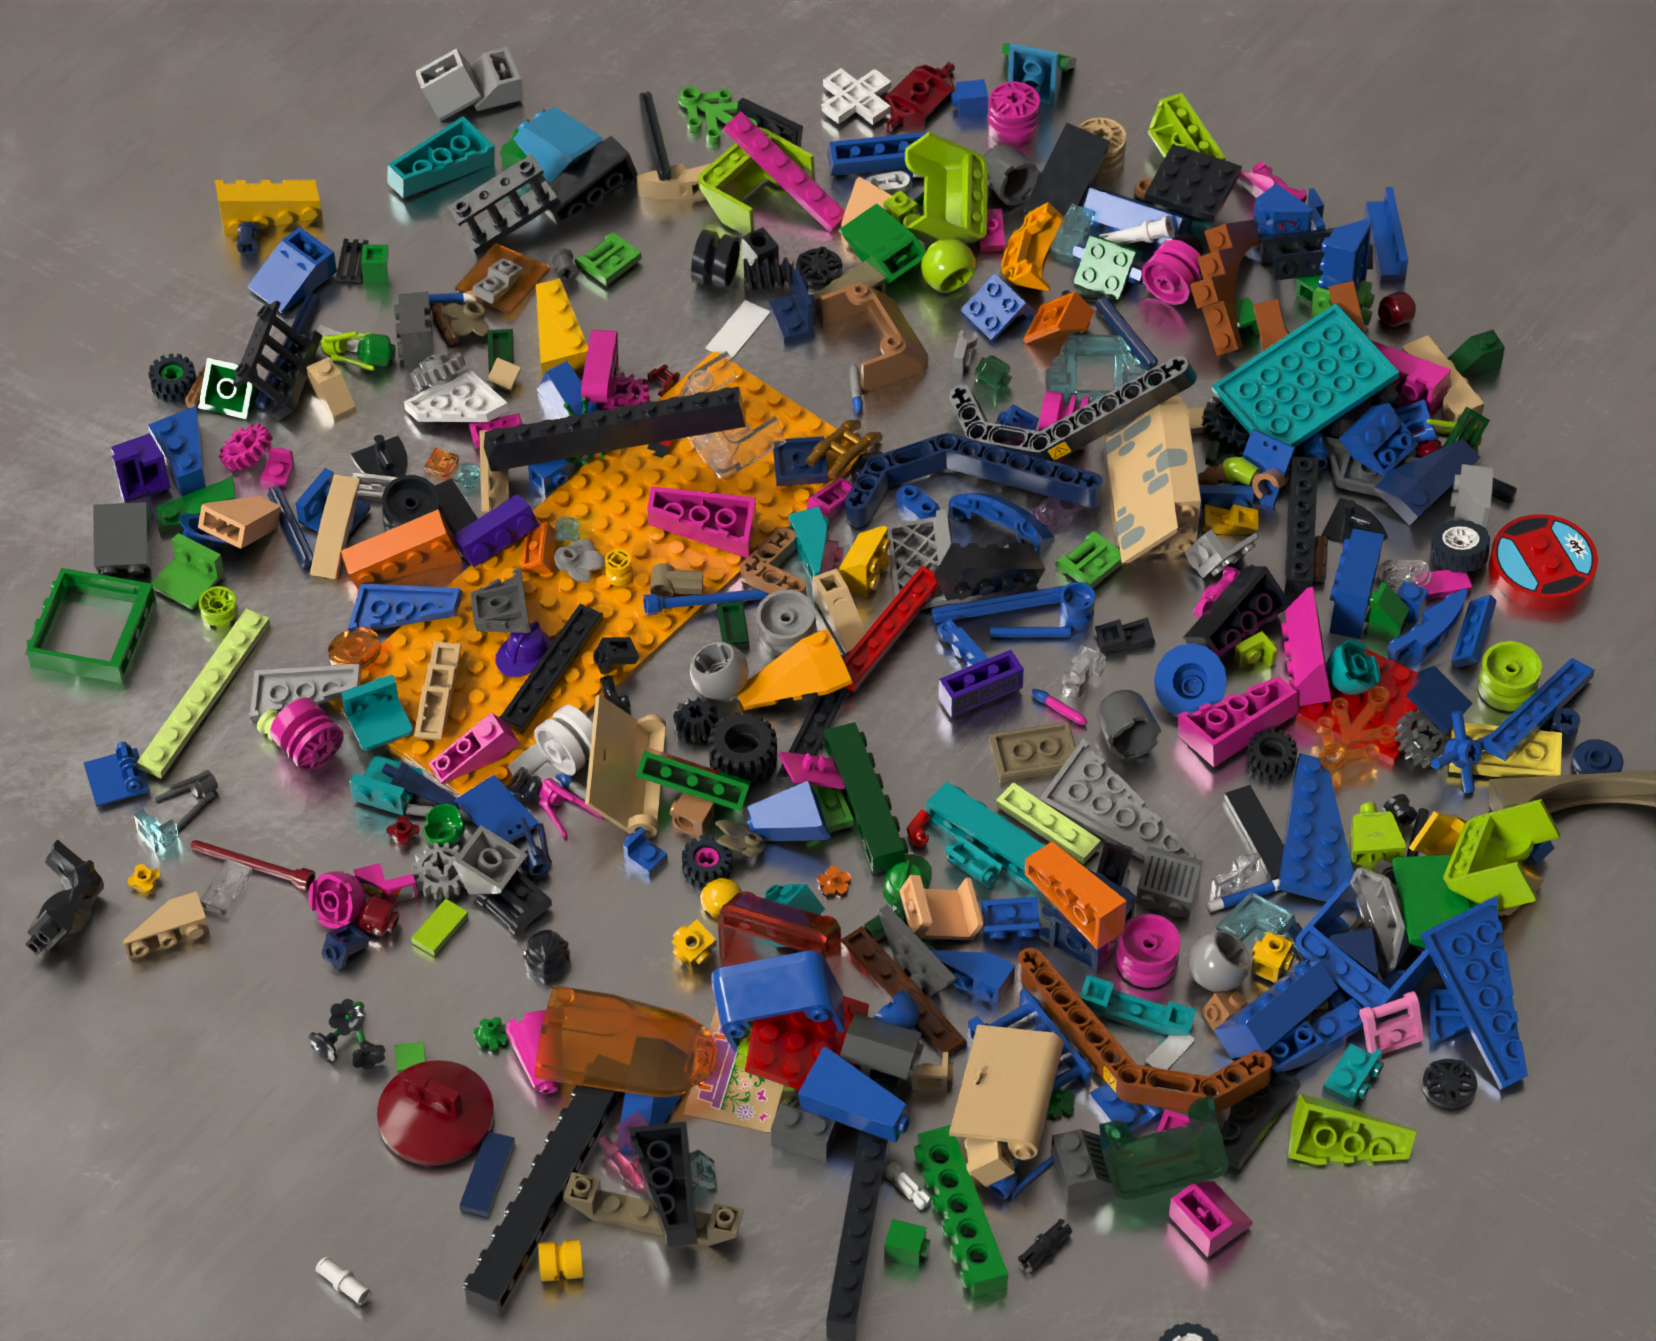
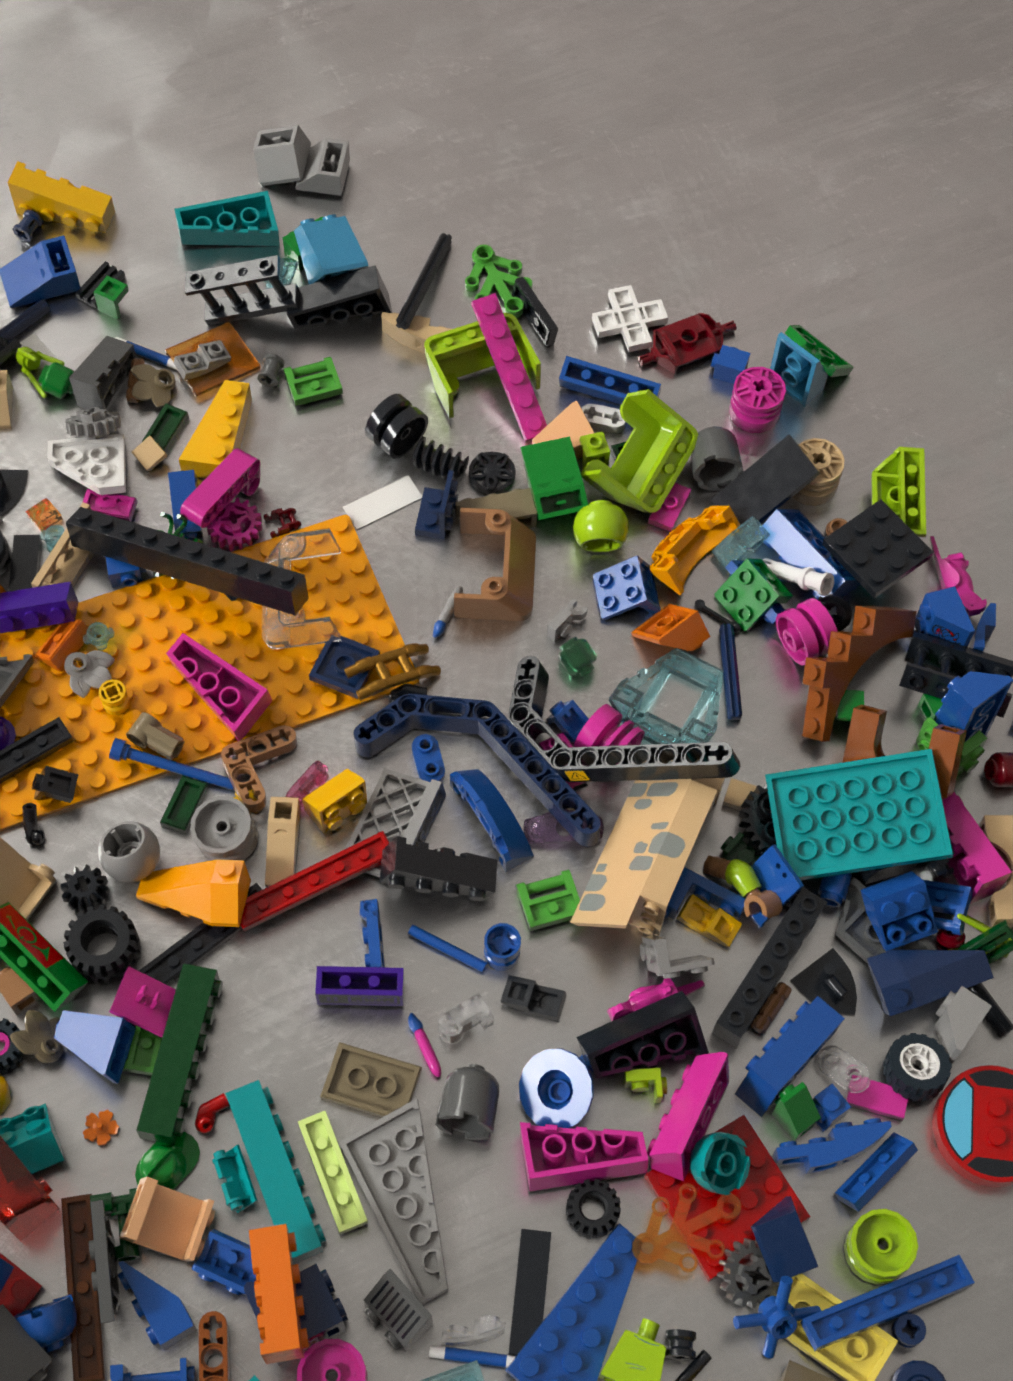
camera: 25 degrees right, 10 degrees up
(759, 245) = (452, 438): black brick -> none
(811, 537) = (307, 745): teal slope -> none
(830, 499) = (337, 717): dark pink slope -> none
(997, 604) = (445, 906): blue axle -> none
(1115, 862) = (356, 1263): black slope -> none

